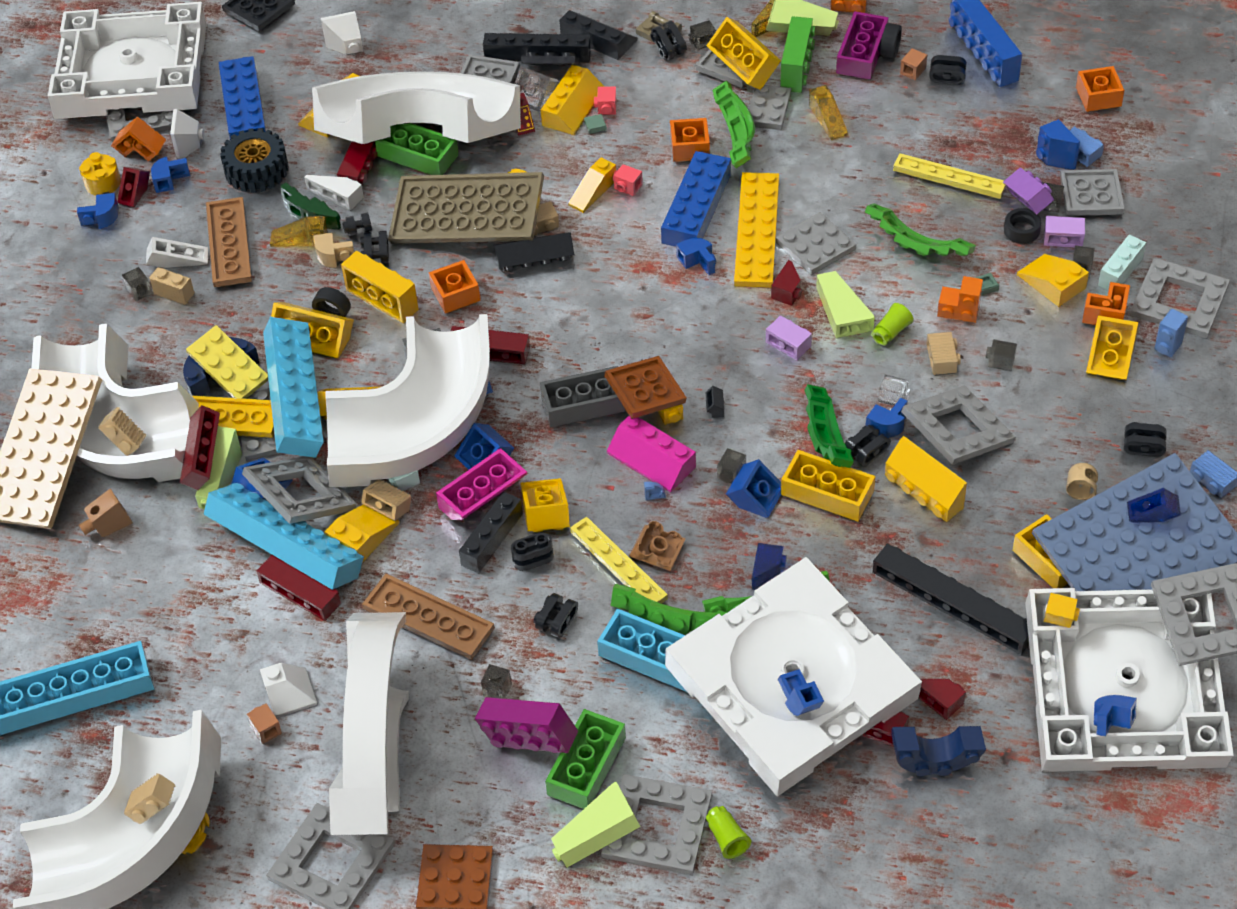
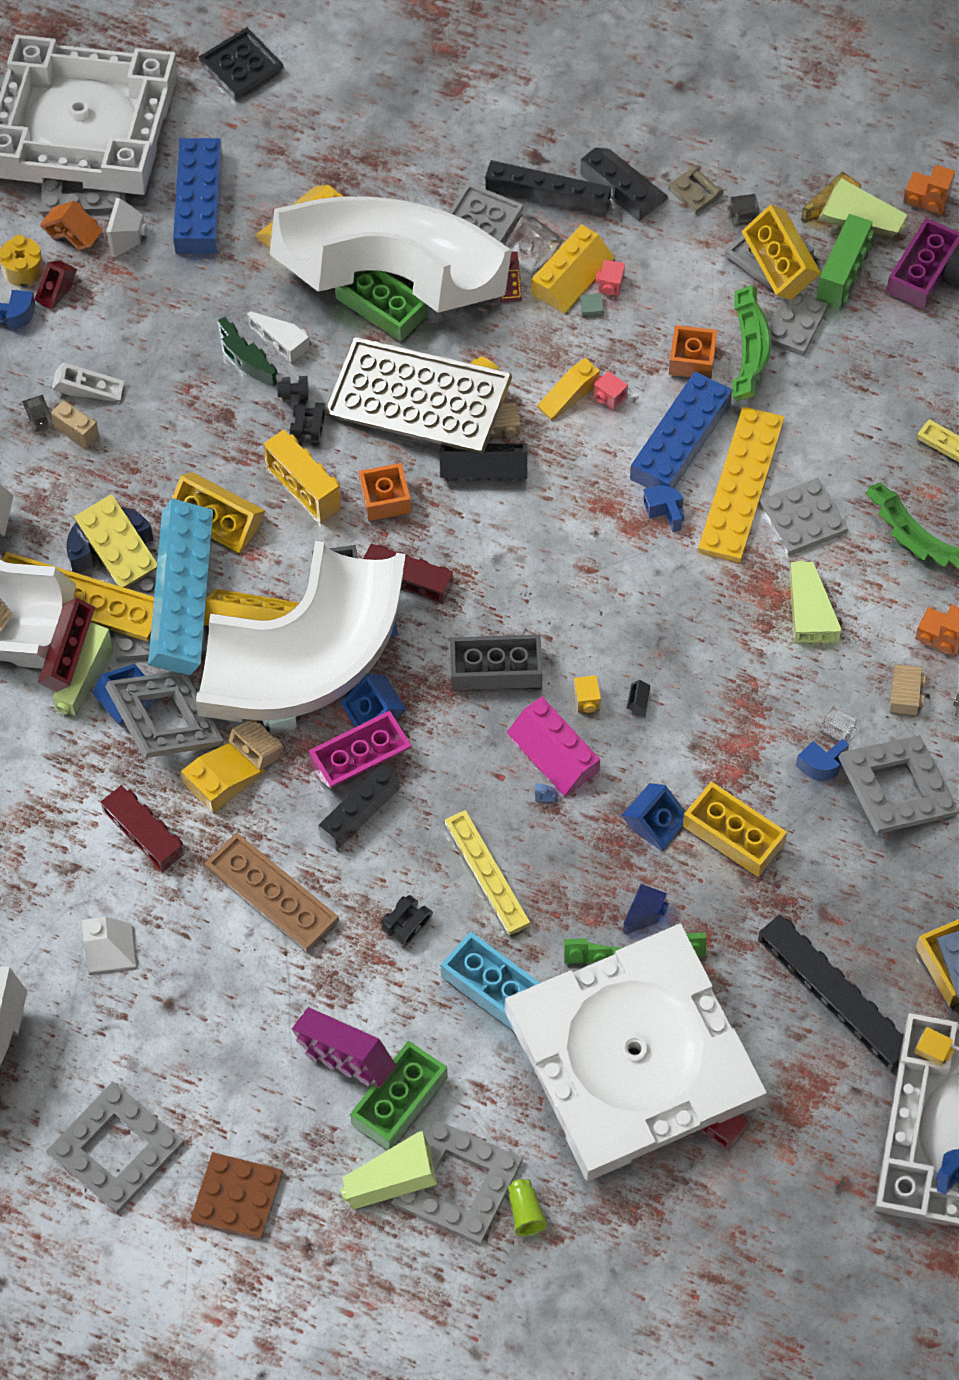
camera: 10 degrees right, 10 degrees up
(165, 171) = (94, 271): blue brick -> none
(228, 242) = (147, 379): medium nougat plate -> none
(254, 160) = (196, 278): black wheel -> none
(264, 723) = (76, 979): nougat brick -> none
(293, 543) = (149, 781): medium azure brick -> none
(299, 232) = (229, 384): clear yellow slope -> none
(329, 252) = (257, 417): tan brick -> none
(334, 297) = (244, 485): black tyre -> none
(342, 33) = (329, 125): white slope -> none
(358, 161) = (309, 308): dark red brick -> none
(371, 722) = (179, 1017): white piece -> none
(496, 682) = (325, 986): clear smoke brick -> none
(532, 551) = (397, 839): black brick -> none
(545, 505) = (424, 784): yellow slope -> none
(550, 59) = (559, 213): black plate -> none
(645, 387) = (563, 669): dark orange plate -> none
(657, 546) = (533, 861): medium nougat slope -> none
(668, 40) = (696, 220): black brick -> none
(669, 617) = (518, 950): bright green piece -> none
(730, 465) = (635, 781): clear smoke brick -> none
(787, 285) = (755, 566): dark red slope -> none
(788, 337) = (740, 633): lavender brick -> none
(800, 696) = (632, 1082): blue brick -> none
(824, 427) = (750, 759): green piece -> none
(827, 112) = (861, 346): clear yellow slope -> none
(867, 445) = (793, 776): black brick -> none
(892, 324) = (859, 641): lime plant -> none
(926, 479) = (842, 846): yellow slope -> none
(937, 754) = (766, 1170): dark blue brick -> none
(942, 696) = (790, 1103): dark red slope -> none

